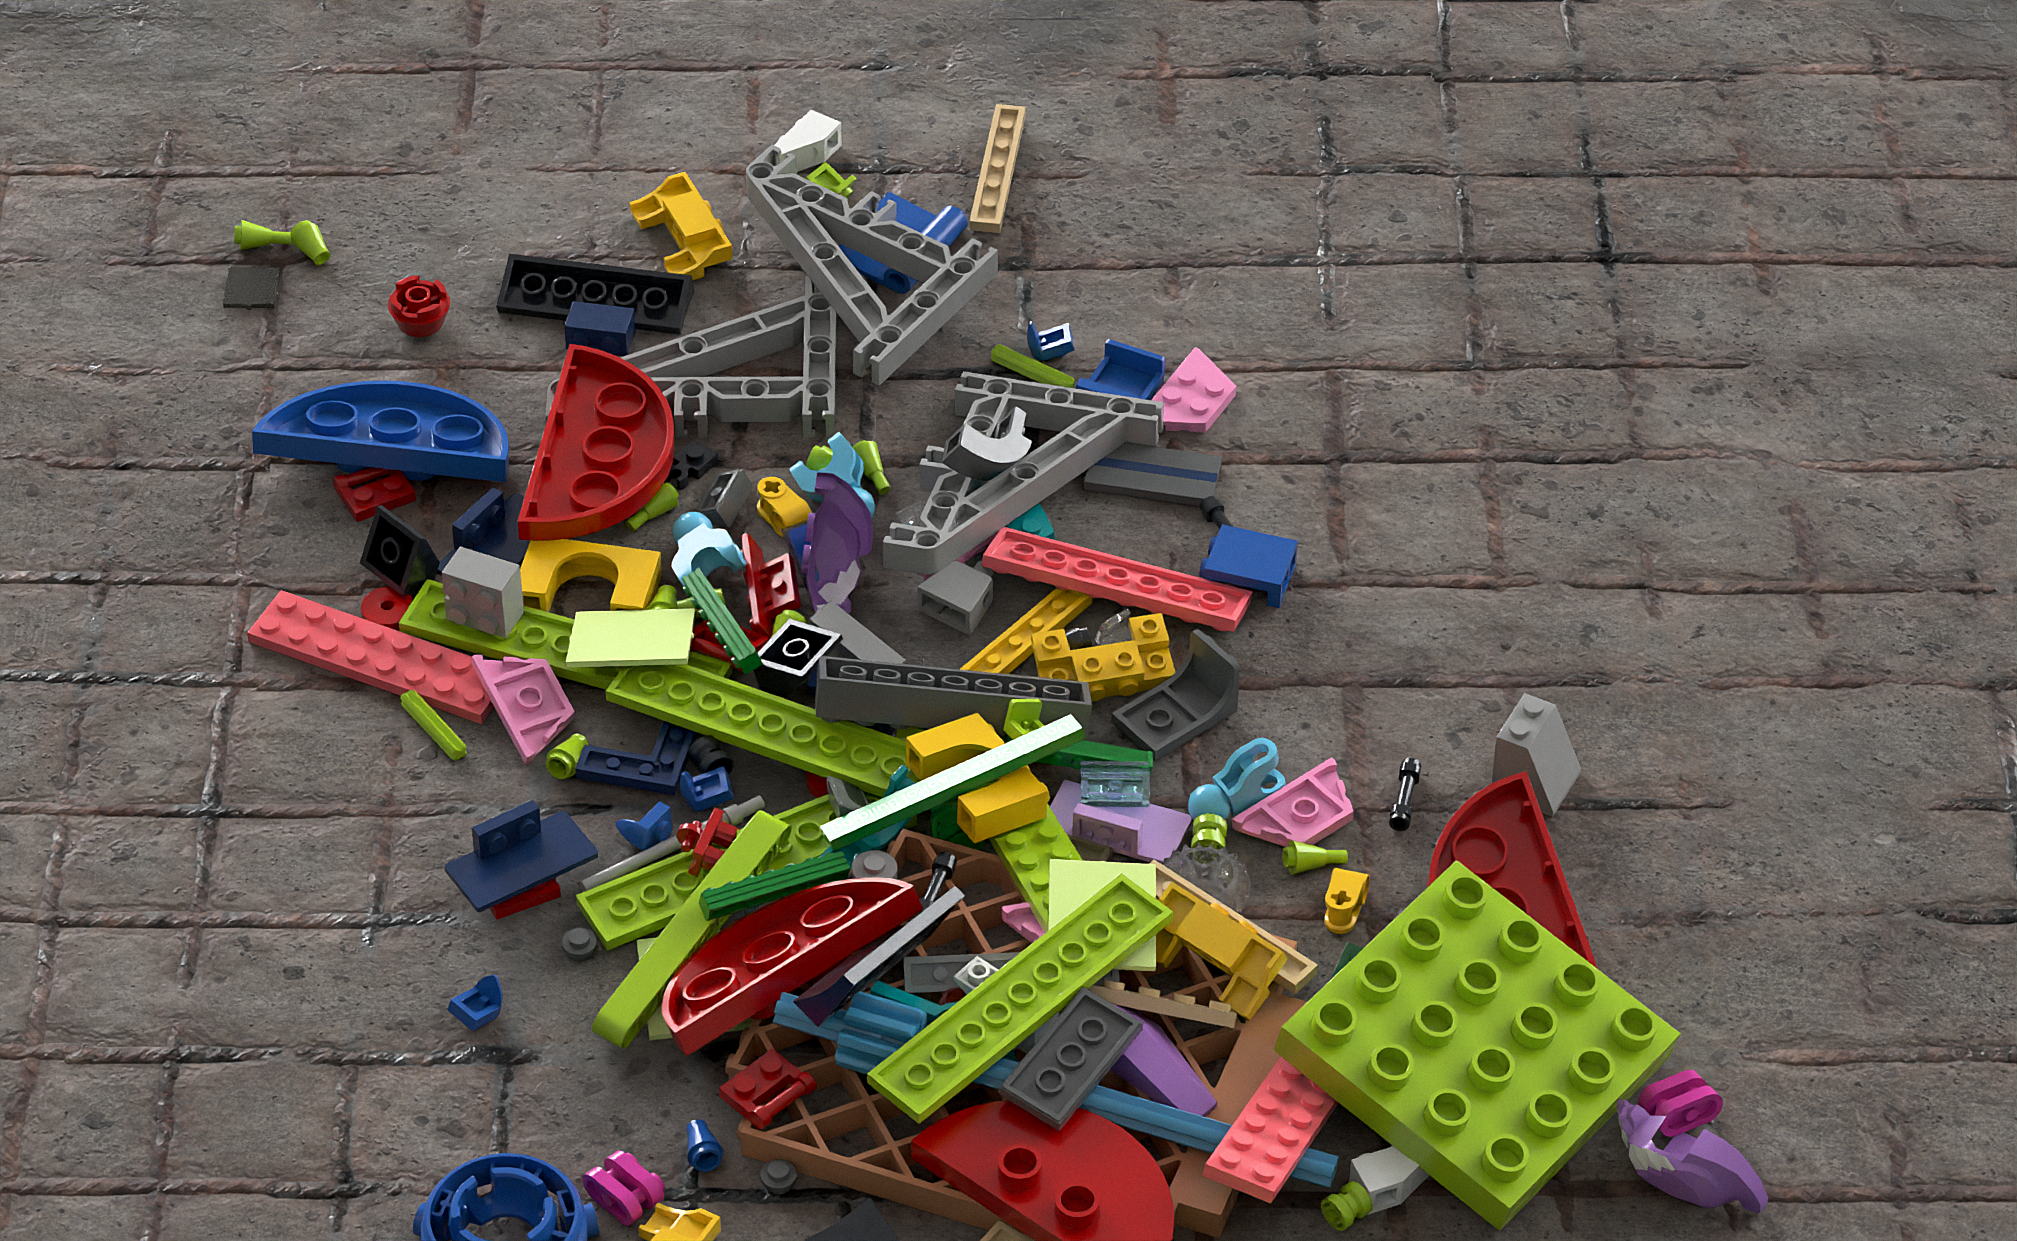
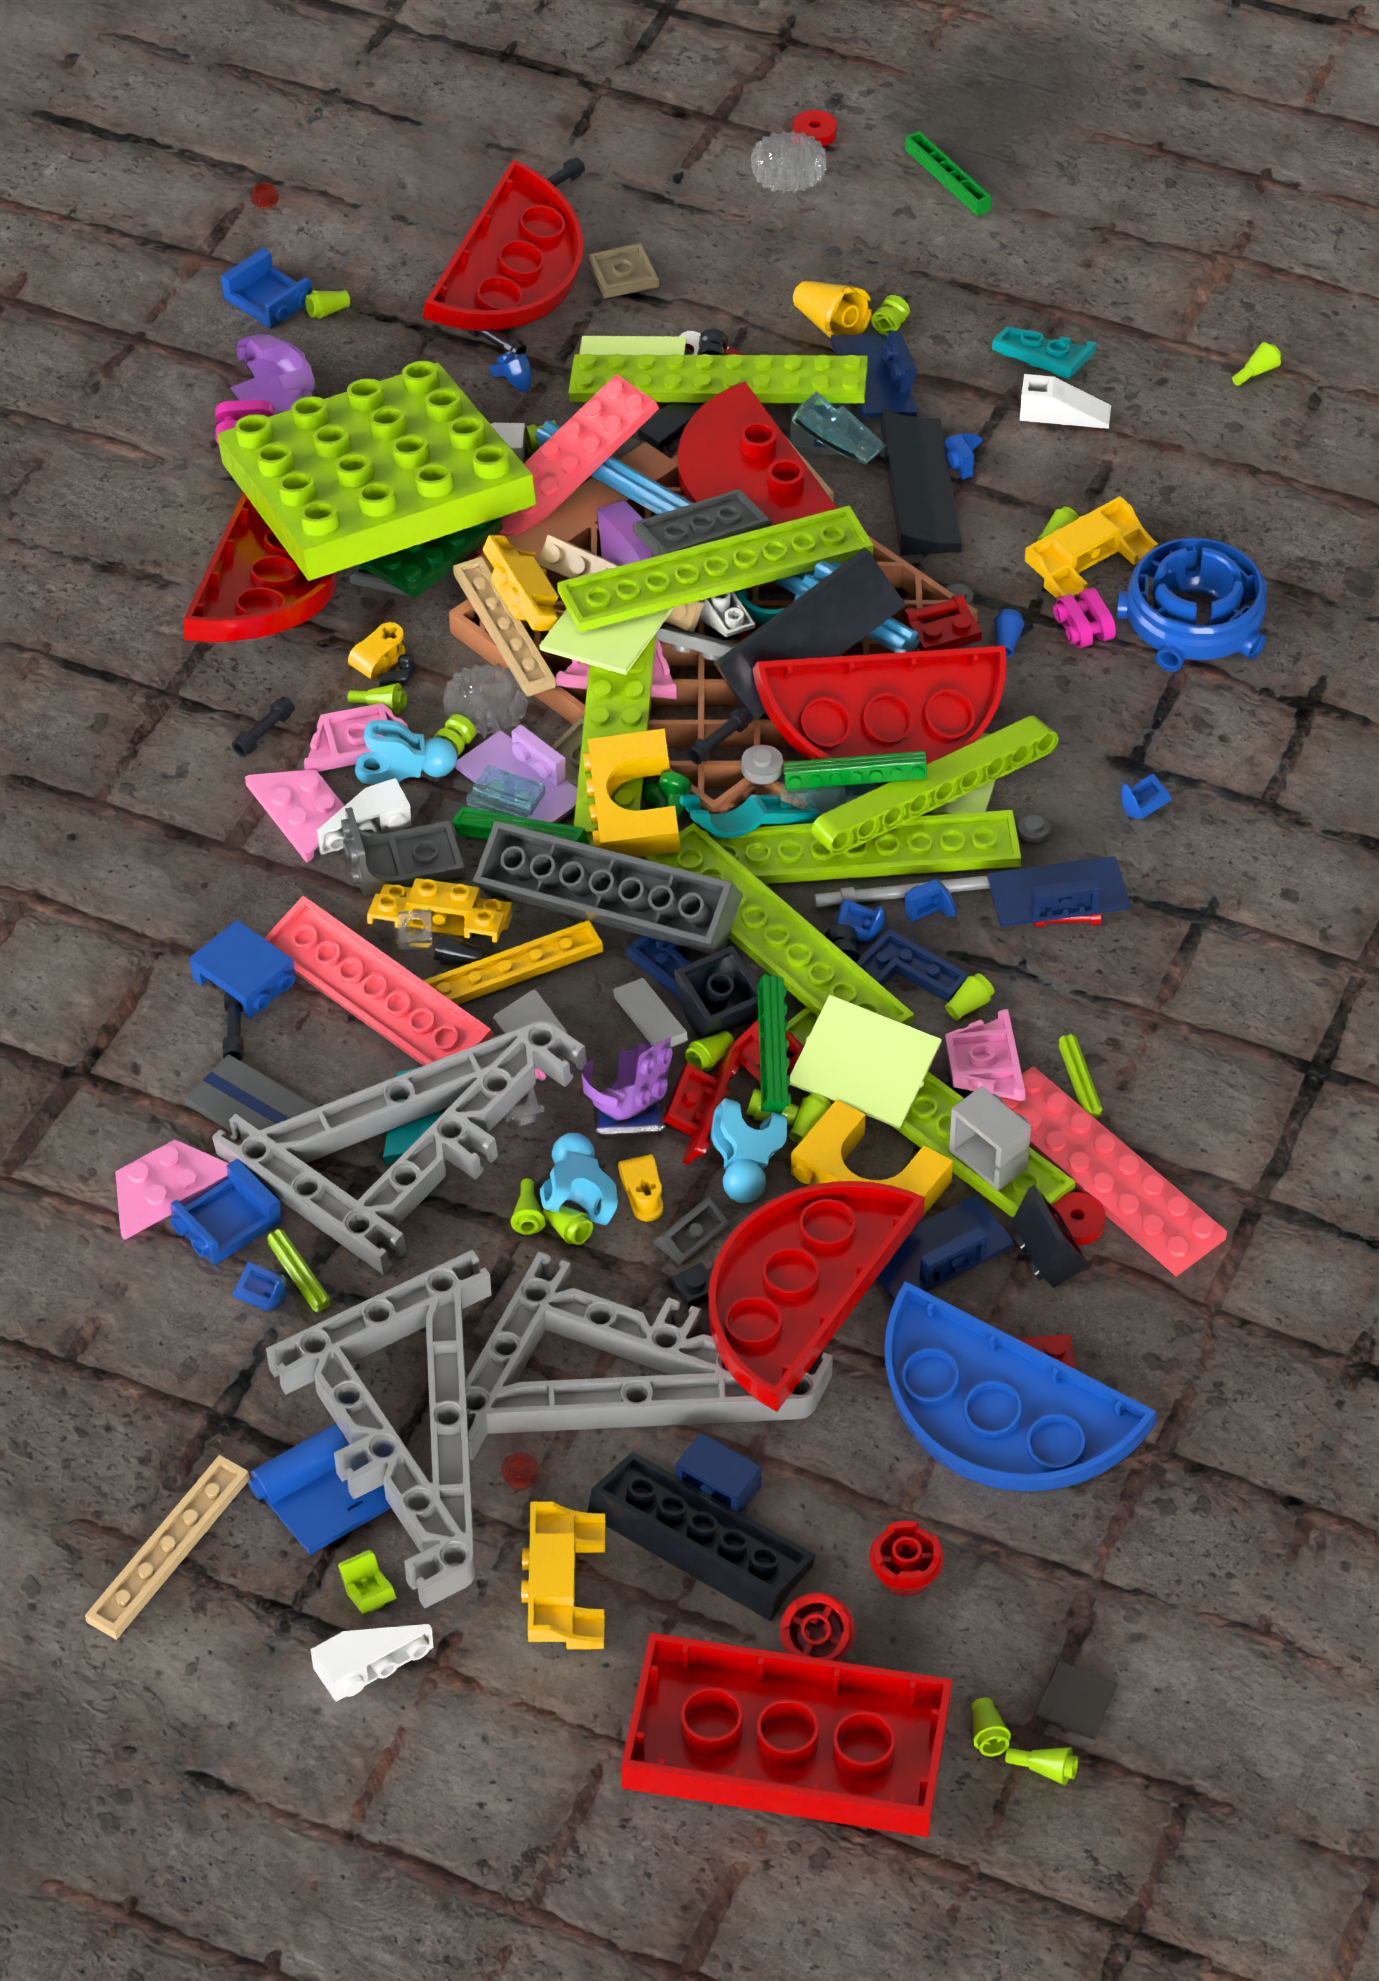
camera: 155 degrees left, 5 degrees up
(456, 172) = (787, 1734): none -> red plate
(466, 245) = (817, 1627): none -> red cone
(701, 841) = (892, 845): red hips -> none
(762, 294) = (519, 1478): none -> clear red plate
(844, 796) = (749, 834): dark grey slope -> none
(952, 782) = (662, 773): tile -> none
(986, 457) = (431, 1101): arch -> none
(1022, 717) = (564, 817): lime bracket -> none
(1233, 729) = (376, 811): none -> white slope
(1310, 891) = (401, 674): none -> black arm
(1313, 734) = (297, 804): none -> bright pink wing
(1539, 744) = (146, 695): light grey slope -> none

